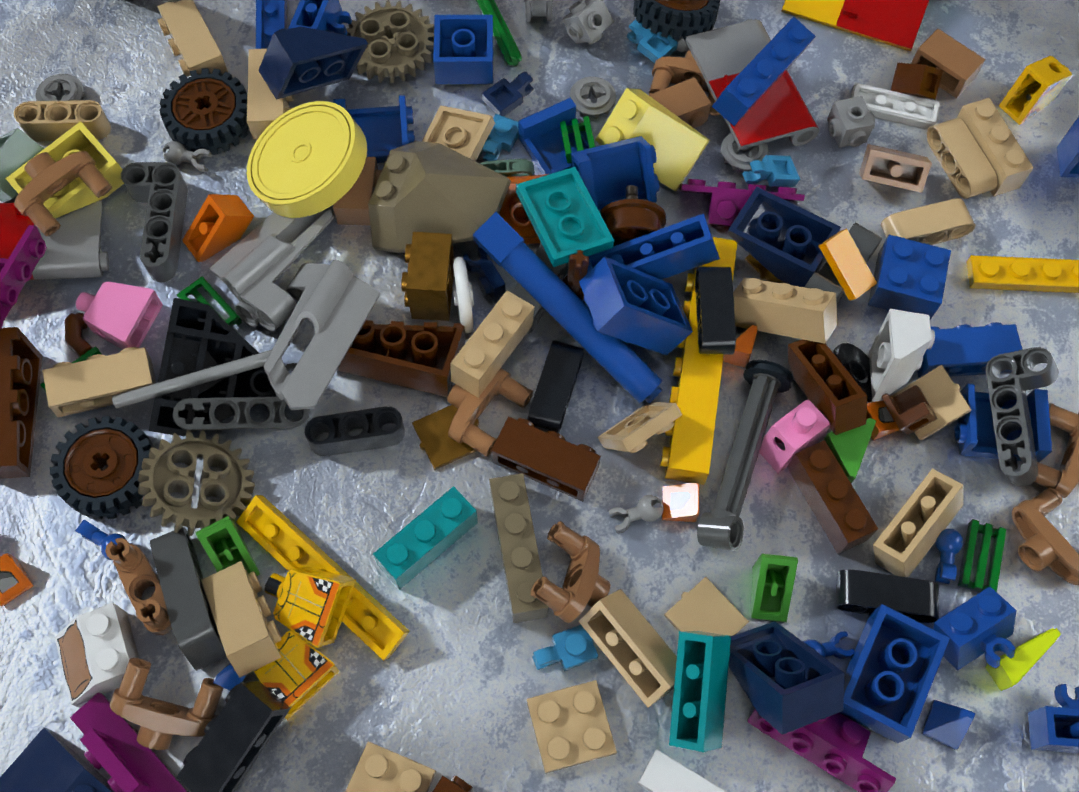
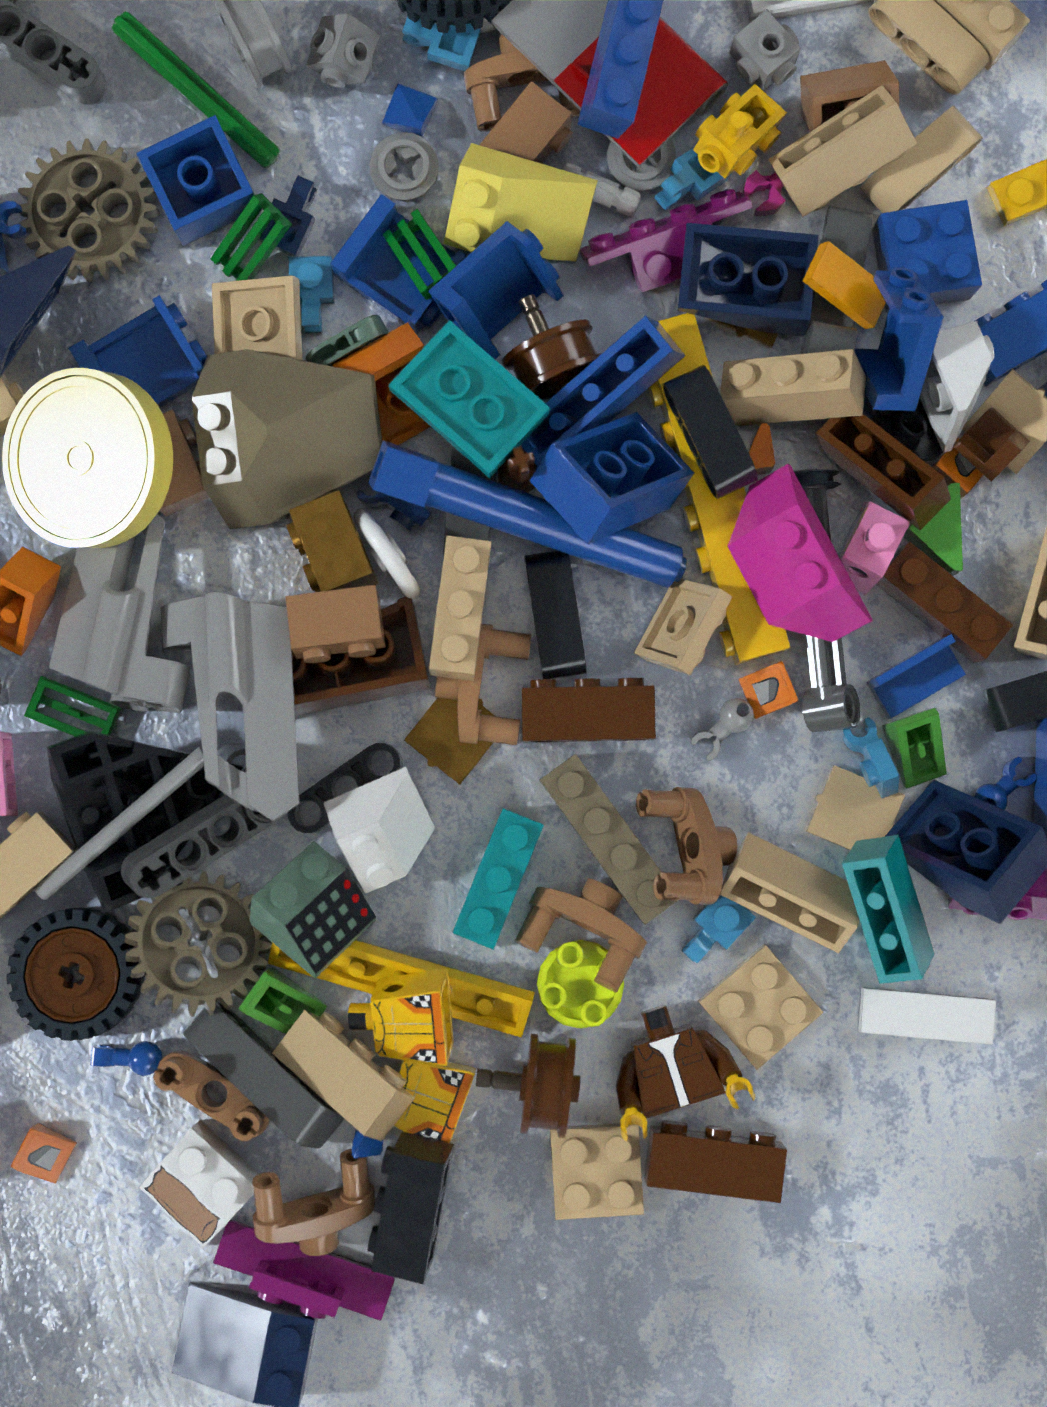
camera: 25 degrees left, 20 degrees up
(285, 492) = (312, 910): none -> sand green slope
(363, 462) = (381, 828): none -> white slope
(379, 698) = (544, 1085): none -> reddish brown wheel
(405, 312) = (335, 623): none -> medium nougat brick
(446, 643) = (569, 987): none -> neon yellow dish
(475, 89) = (237, 231): none -> green tile
(481, 596) = (593, 912): none -> medium nougat connector
(481, 739) = (673, 1071): none -> reddish brown torso
(612, 71) = (409, 110): none -> blue slope
(714, 162) = (608, 192): none -> white axle
(736, 417) = (793, 561): none -> dark pink wedge
(737, 587) = (877, 764): none -> dark azure plate
(793, 537) = (916, 677): none -> blue panel
(813, 195) = (757, 182): none -> dark pink bar
(814, 156) = (743, 127): none -> yellow brick
(875, 312) = (907, 343): none -> blue panel
(878, 191) = (843, 151): none -> tan brick

